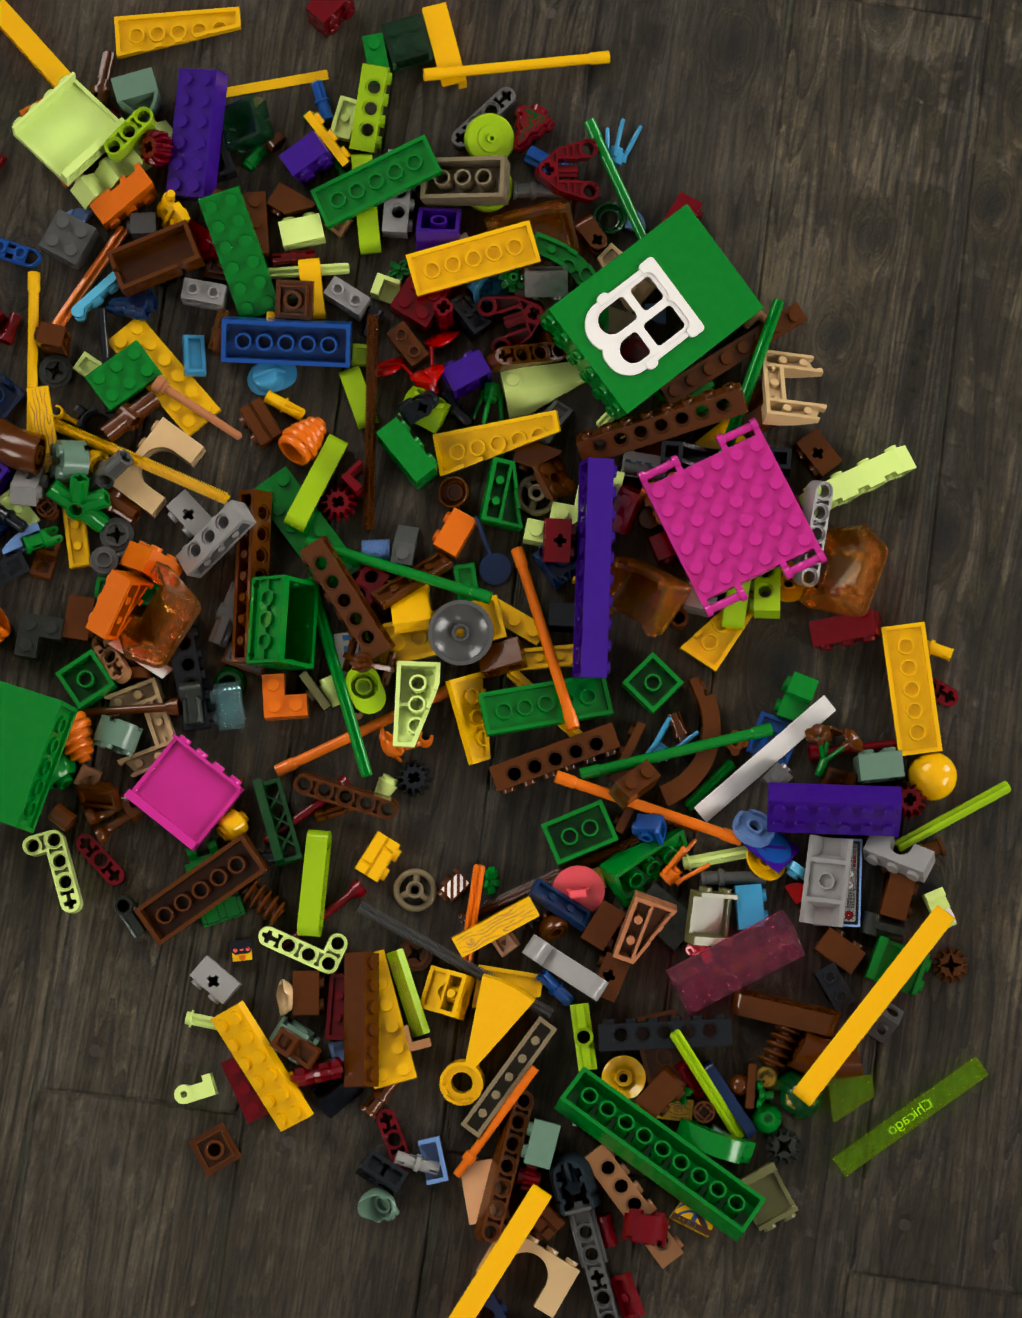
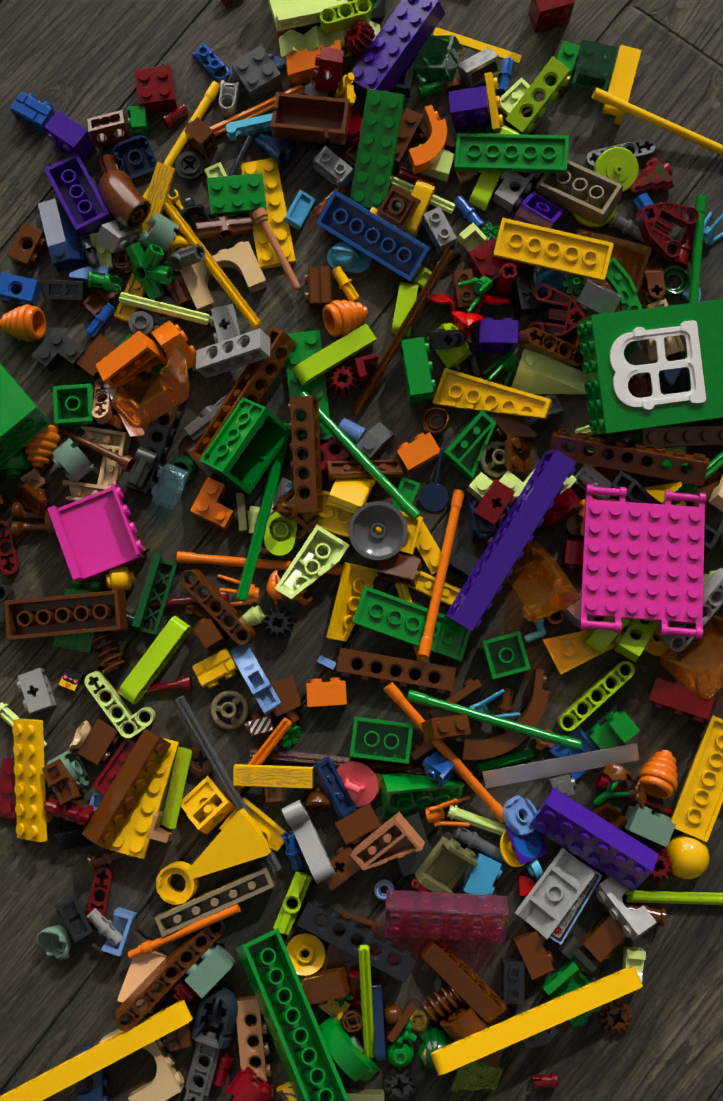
camera: 30 degrees right, 0 degrees up
(53, 277) = (229, 96): none -> light grey piece
(59, 579) = (100, 320): none -> blue axle
(118, 532) = (164, 308): none -> yellowish green axle
(144, 199) = (328, 70): none -> dark red brick
(291, 108) = (473, 69): none -> flat silver piece
(294, 229) = (429, 153): none -> orange arch
(353, 826) = (209, 633): none -> reddish brown brick
(366, 263) = (468, 212): none -> blue pin
(375, 767) = (252, 596): none -> orange plant
(422, 334) = (481, 286): none -> green plant
(423, 842) = (255, 678): none -> medium blue slope
(461, 848) = (289, 696): none -> reddish brown torso
(487, 789) = (327, 662): none -> medium blue tile
(500, 819) = (326, 693): none -> orange piece
(601, 180) = (686, 248): none -> dark red pin
(656, 974) = (379, 884): none -> light blue plate
(674, 641) = (537, 634): none -> medium azure plate
(761, 662) = (605, 692): none -> lime beam
(863, 713) = (660, 775): none -> orange piece
(917, 1062) = (545, 1081): none -> dark red pin

